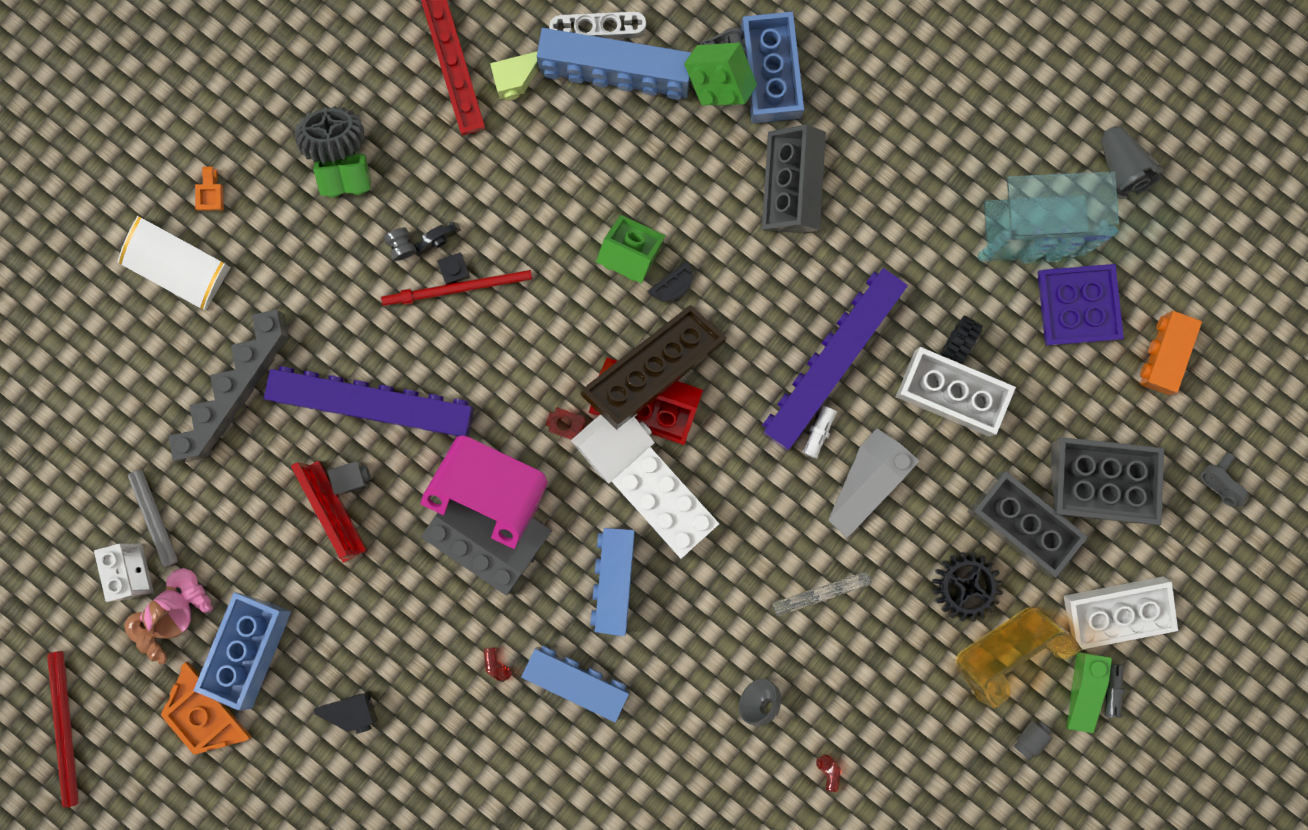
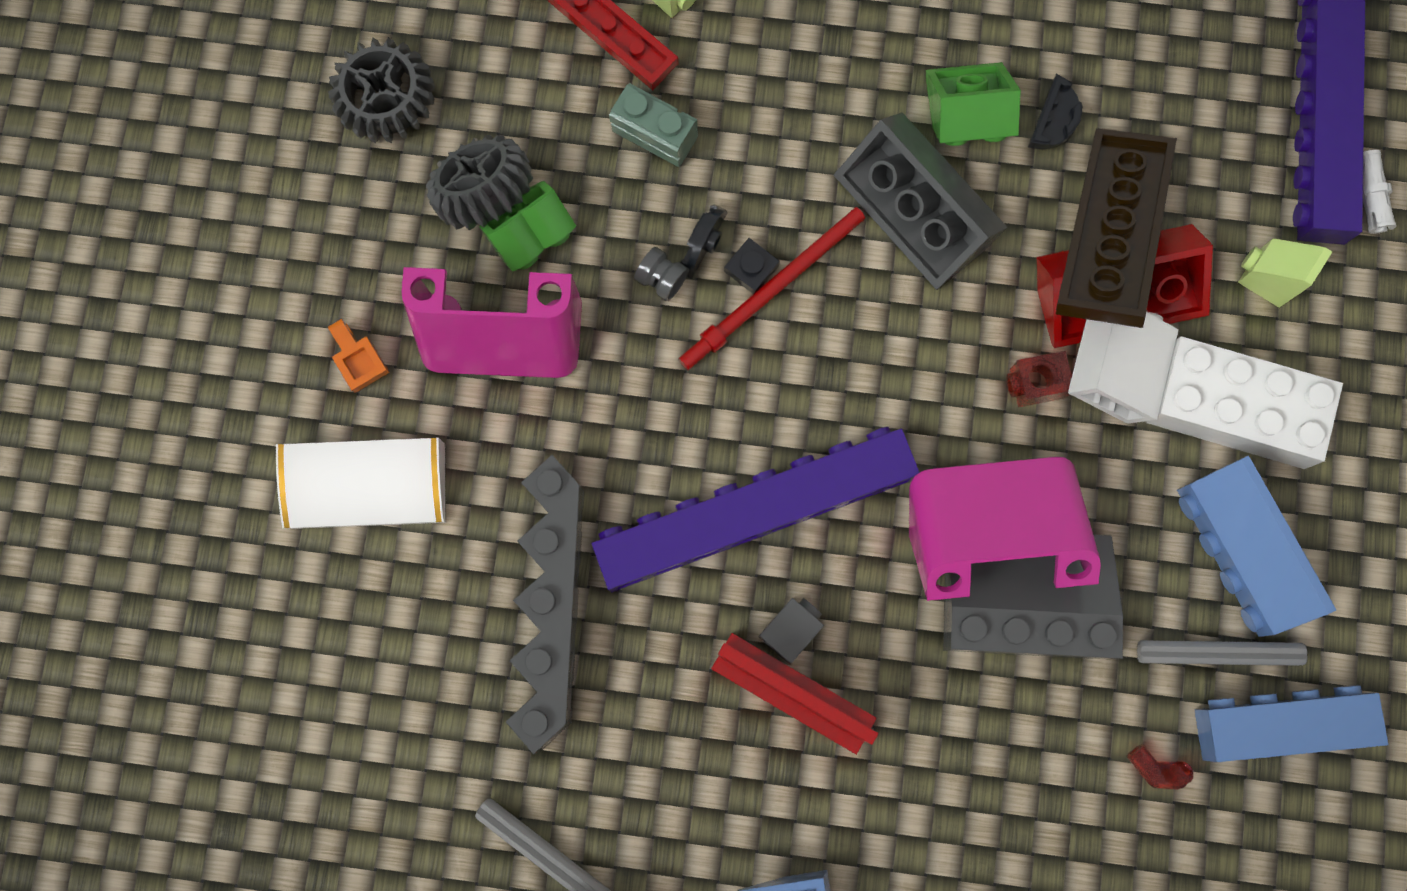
camera: 25 degrees left, 5 degrees down
(260, 202) = (494, 343): none -> dark pink windscreen
(292, 58) = (375, 70): none -> dark grey gear
(447, 157) = (653, 125): none -> sand green brick
(566, 286) = (919, 199): none -> dark grey slope
(568, 626) = (1222, 652): none -> light grey axle
(732, 442) = (1282, 269): none -> yellowish green slope

